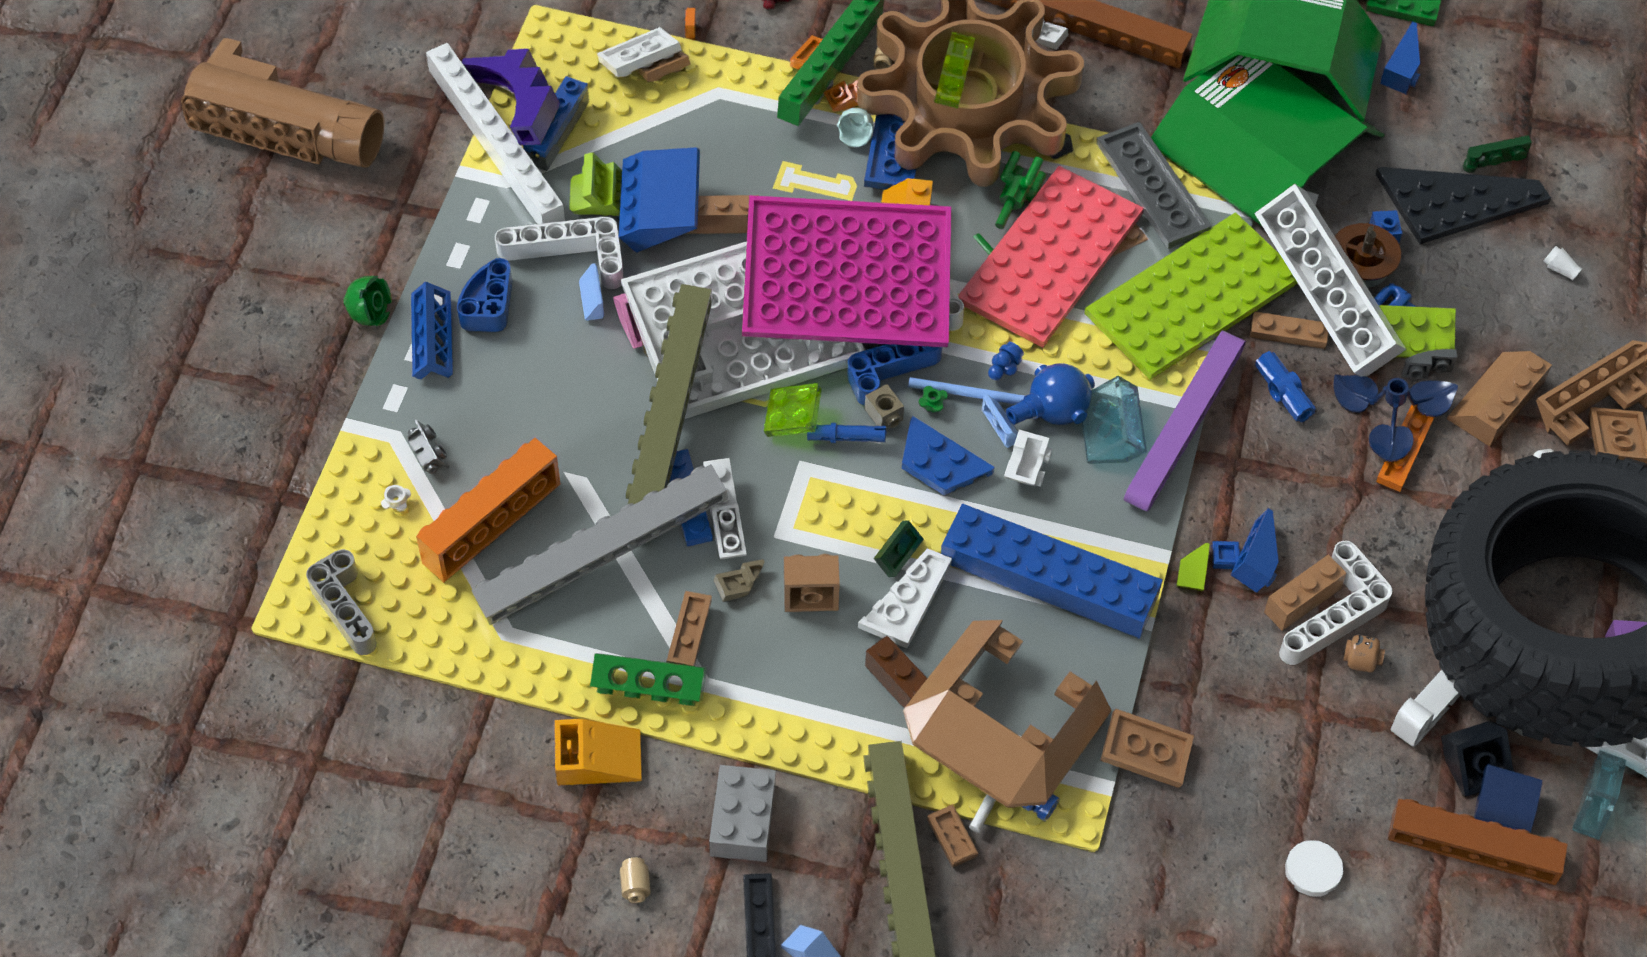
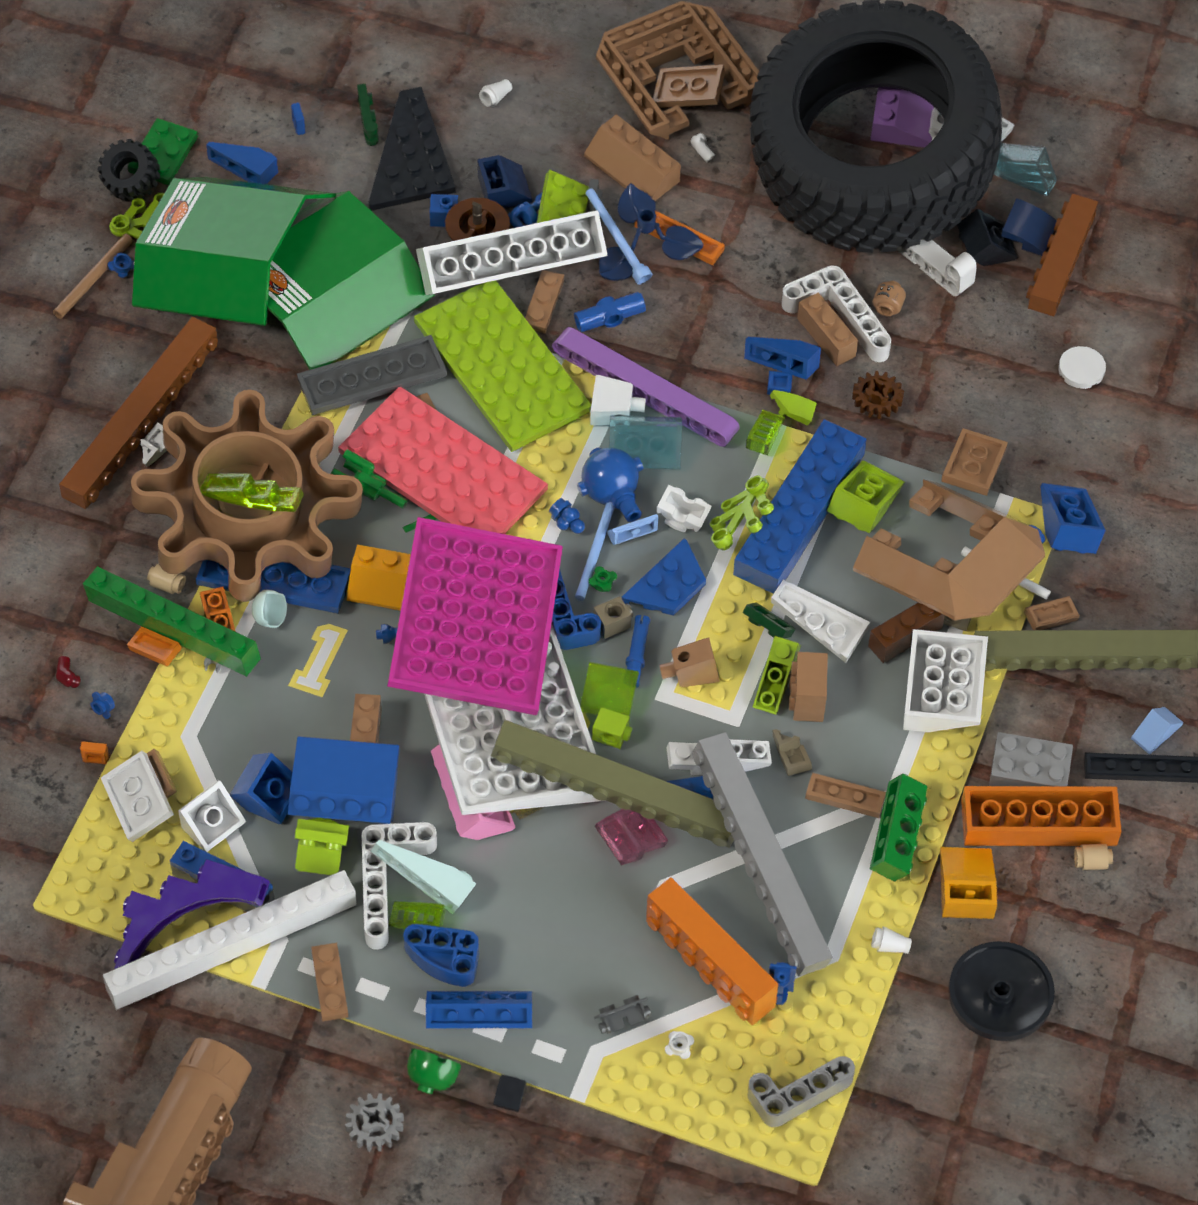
camera: 85 degrees left, 0 degrees up
(316, 265) = (373, 1111): none -> light grey gear
(349, 369) = (510, 1093): none -> black slope
(455, 571) = (785, 977): none -> blue hinge
(458, 217) = (329, 982): none -> medium nougat plate
(461, 786) = (1001, 991): none -> black dish
(516, 677) = (889, 941): none -> white cone
(528, 292) = (418, 908): none -> clear neon green slope
(560, 282) = (436, 879): none -> light aqua slope
(591, 294) = (455, 855): light blue slope -> none
(621, 441) = (630, 835): none -> clear pink slope
(623, 108) = (211, 816): none -> white slope
(657, 136) = (264, 787): none -> blue slope
(678, 822) = (1040, 815): none -> orange brick
(743, 24) = (102, 704): none -> blue plate
(750, 415) = (611, 728): none -> lime brick
(830, 468) = (692, 664): none -> medium nougat torso
(833, 709) = (945, 681): none -> white slope
(854, 557) = (776, 675): none -> lime slope
(1024, 508) = (755, 488): none -> lime plant
(1077, 634) = (865, 496): none -> lime slope
(1083, 848) = (1070, 519): none -> blue slope
(1138, 541) = (760, 445): none -> clear neon green slope
(1158, 390) = (613, 398): none -> white torso
(1225, 648) = (878, 394): none -> reddish brown gear
(1345, 411) = (640, 272): none -> light blue piece
(1434, 275) = (503, 181): none -> dark blue slope
(1474, 97) = (298, 119): none -> blue tile

